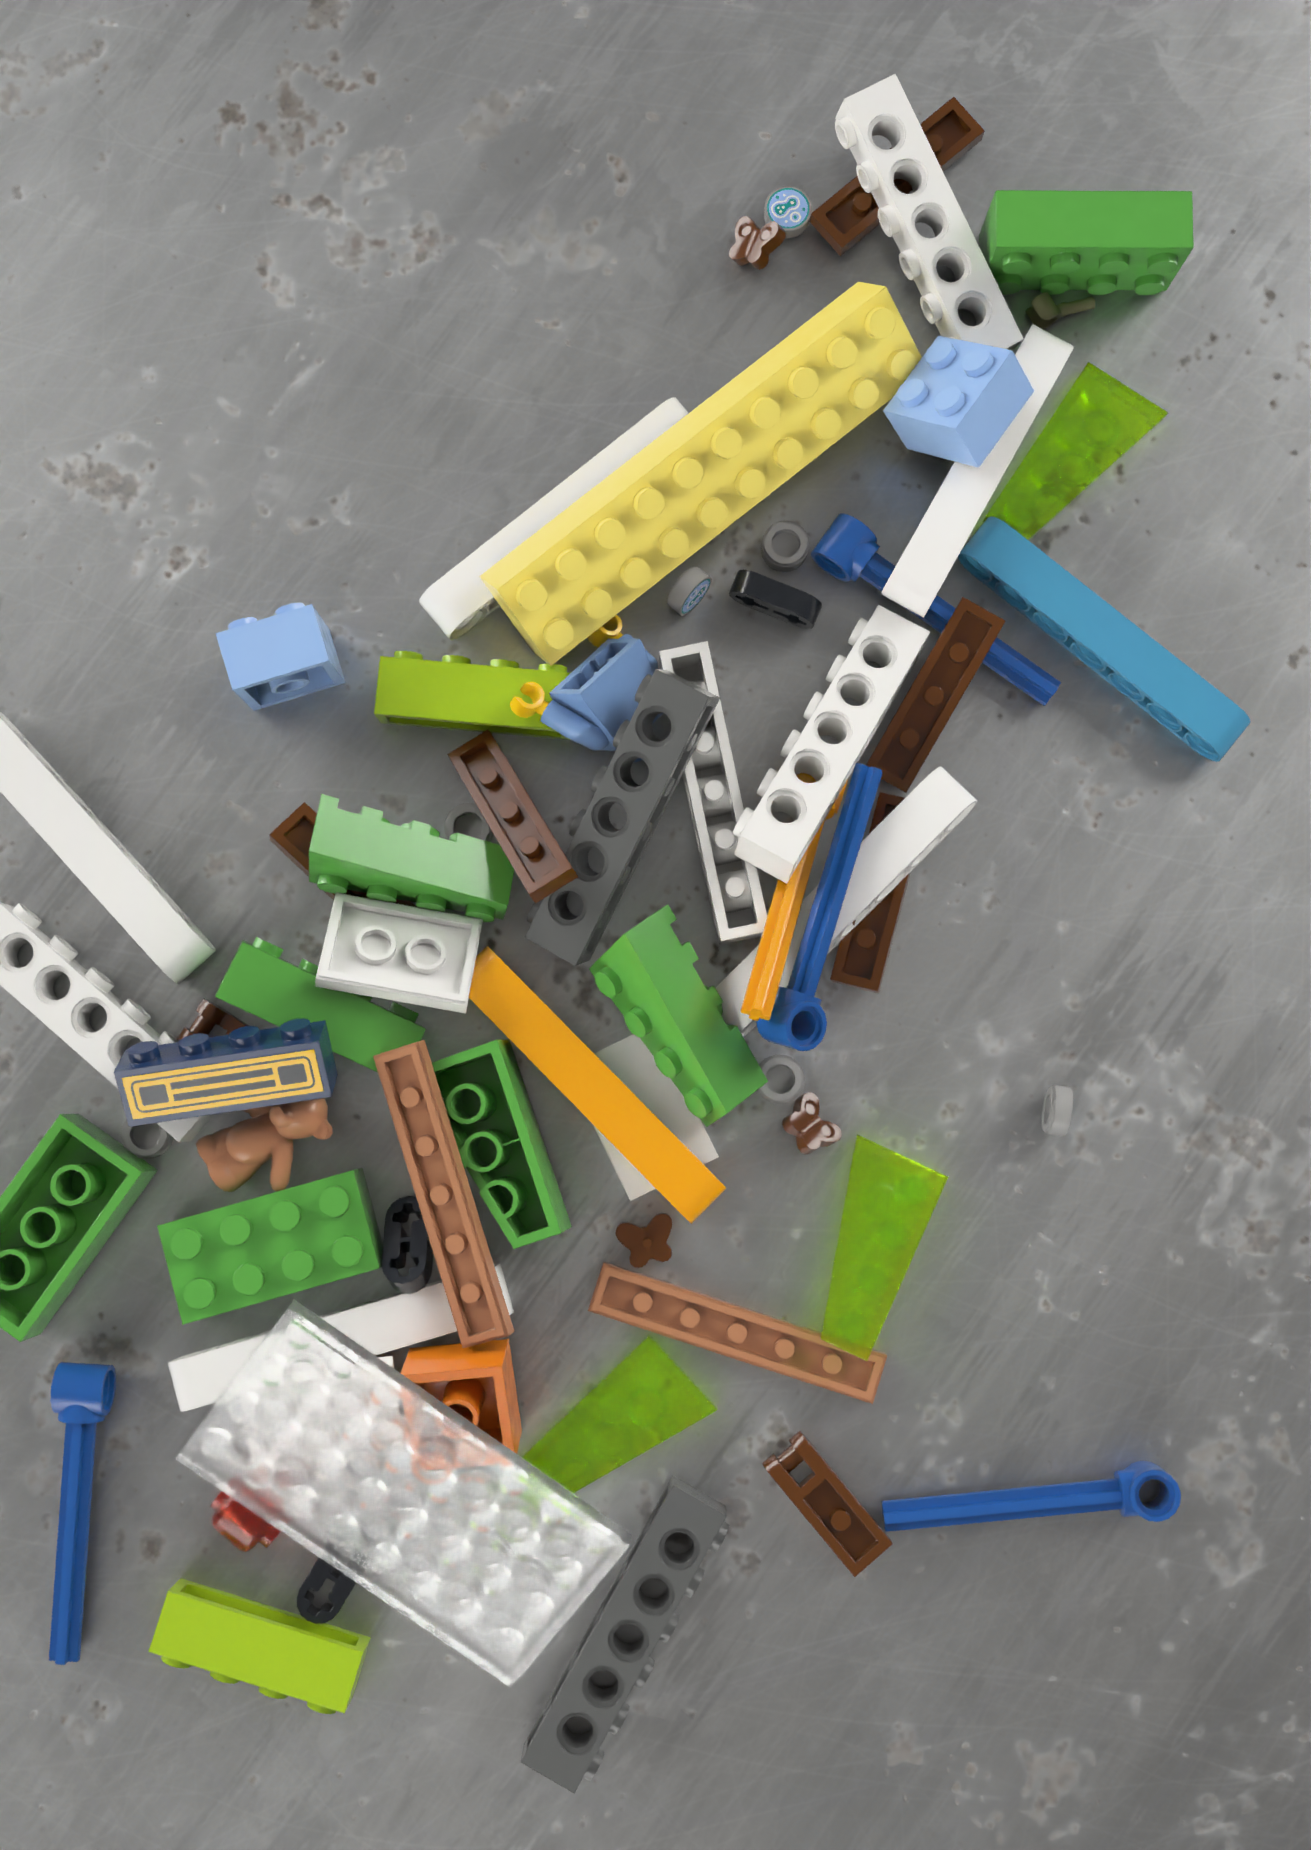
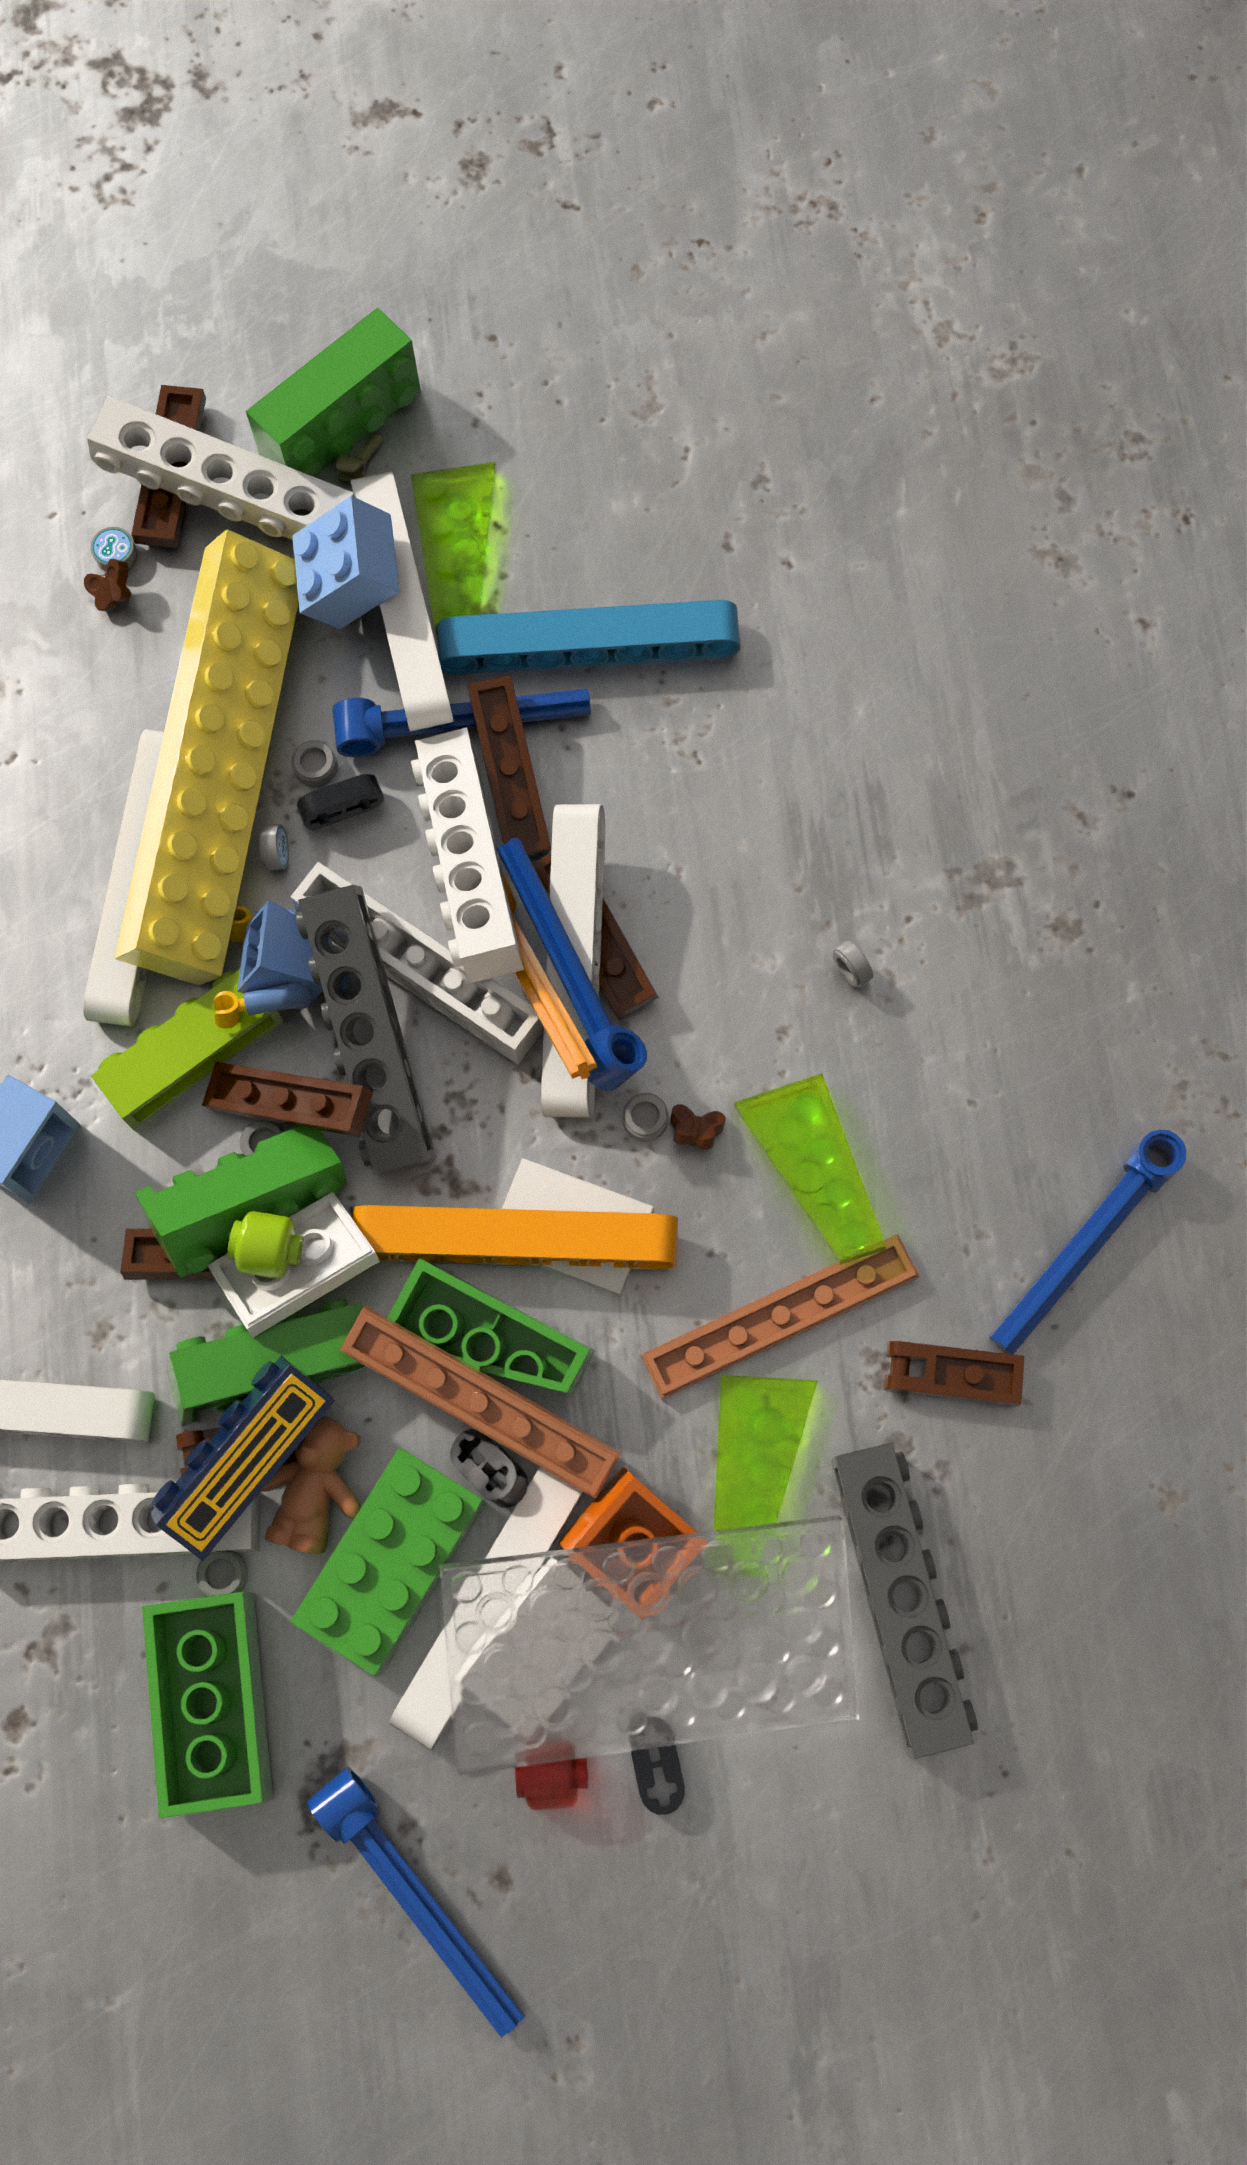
camera: 40 degrees left, 10 degrees down
(259, 1646) = (649, 1868): lime brick -> none
(387, 923) = (264, 1244): none -> lime head
(646, 1241) = (658, 1312): reddish brown piece -> none
(678, 1017) = (532, 1131): bright green wedge -> none

